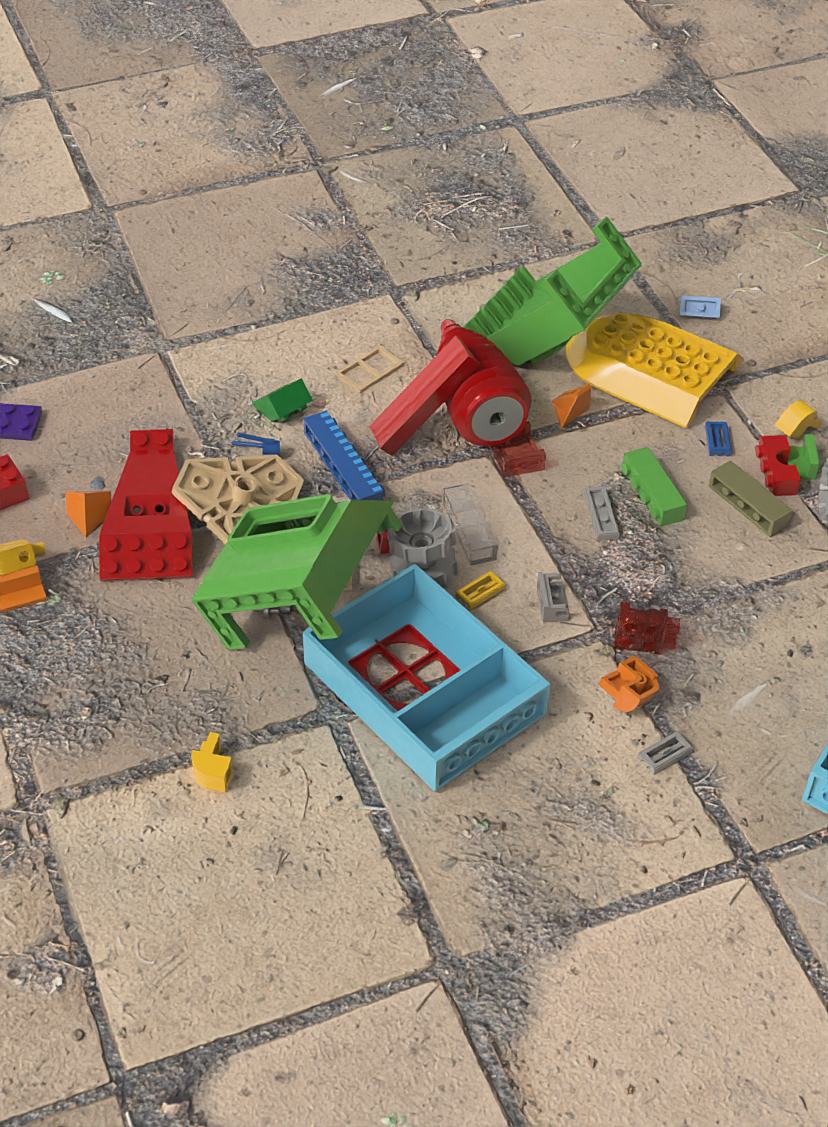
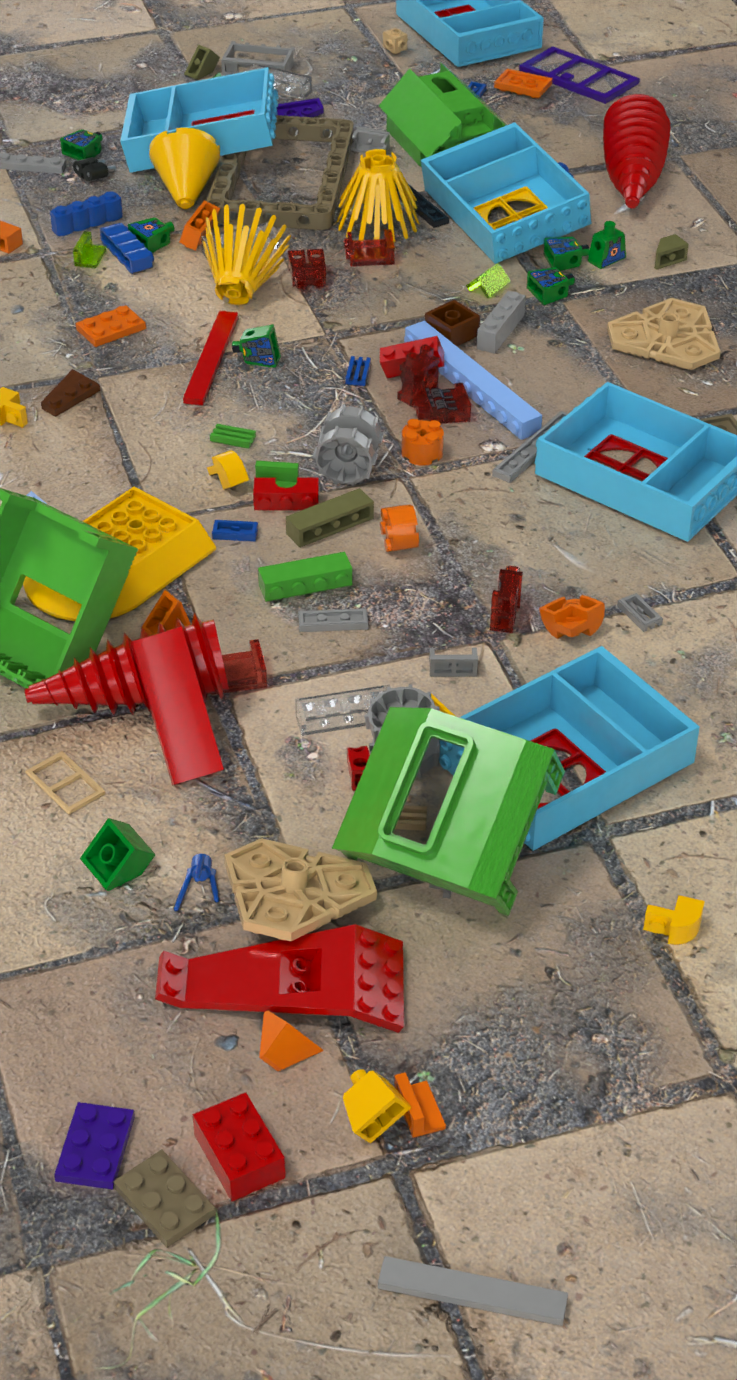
camera: 85 degrees left, 5 degrees down
(342, 458) = (233, 805): blue brick -> none
(736, 543) = (399, 527): none -> orange brick

